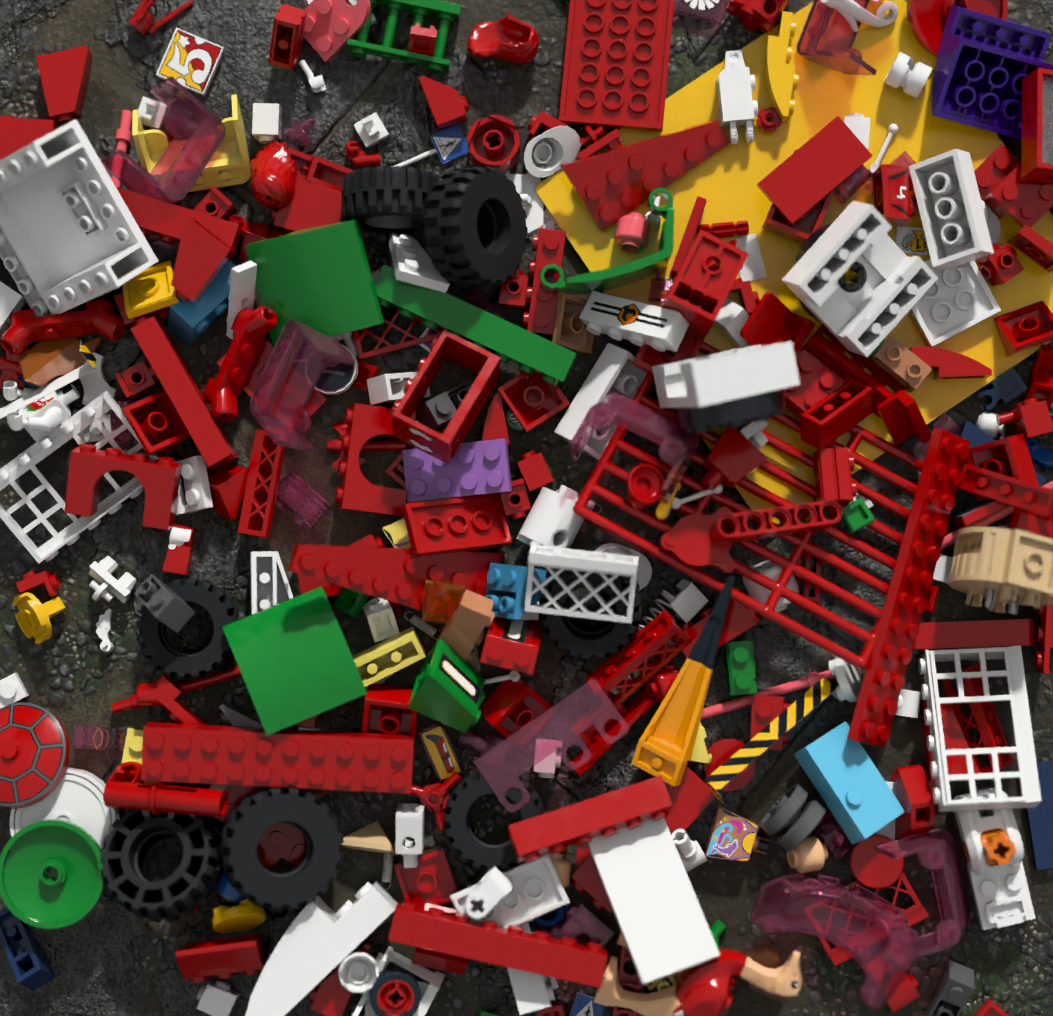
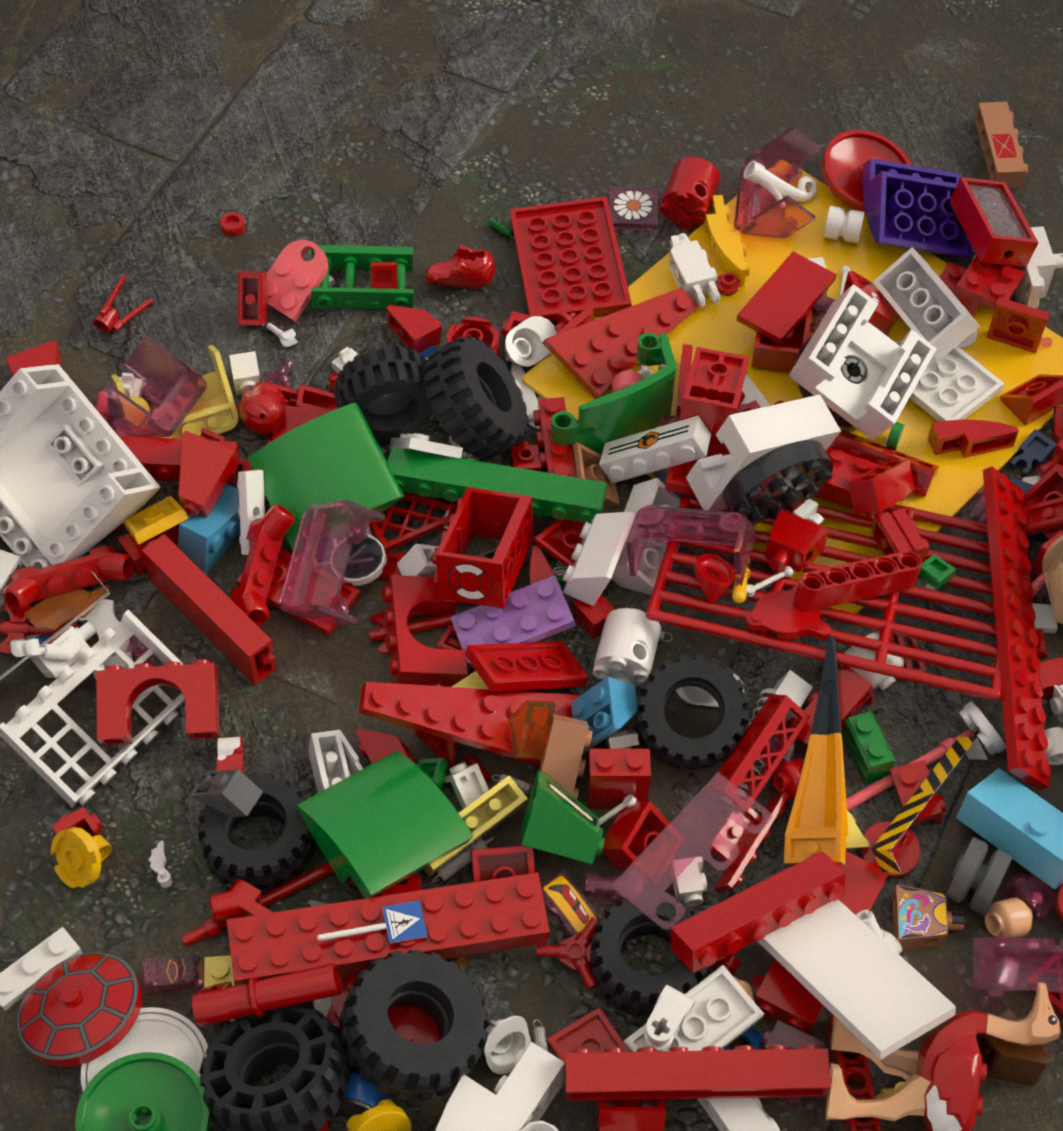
camera: 15 degrees left, 30 degrees down
(102, 573) = (157, 810): white hips -> none
(130, 388) = (156, 612): red brick -> none
(156, 424) = (185, 637): red slope -> none
(190, 61) = (167, 334): tile -> none
(196, 486) = (237, 695): white plate -> none
(227, 489) = (268, 697): red slope -> none
(258, 487) = (303, 674): red fence -> none
(287, 763) = (401, 920): none -> piece
(301, 500) = (344, 683): clear pink brick -> none
(356, 867) = (504, 1042): none -> white piece
(370, 838) = (530, 1010): tan slope -> none
(410, 823) = (555, 980): white torso -> none
(519, 510) = (580, 640): red brick -> none
(547, 430) = (597, 555): none -> white slope
(581, 561) = (672, 649): white fence -> none
(901, 364) = (927, 442): nougat bracket -> none
(903, 418) = (949, 483): red panel -> none
(1001, 265) = (987, 346): red brick -> none

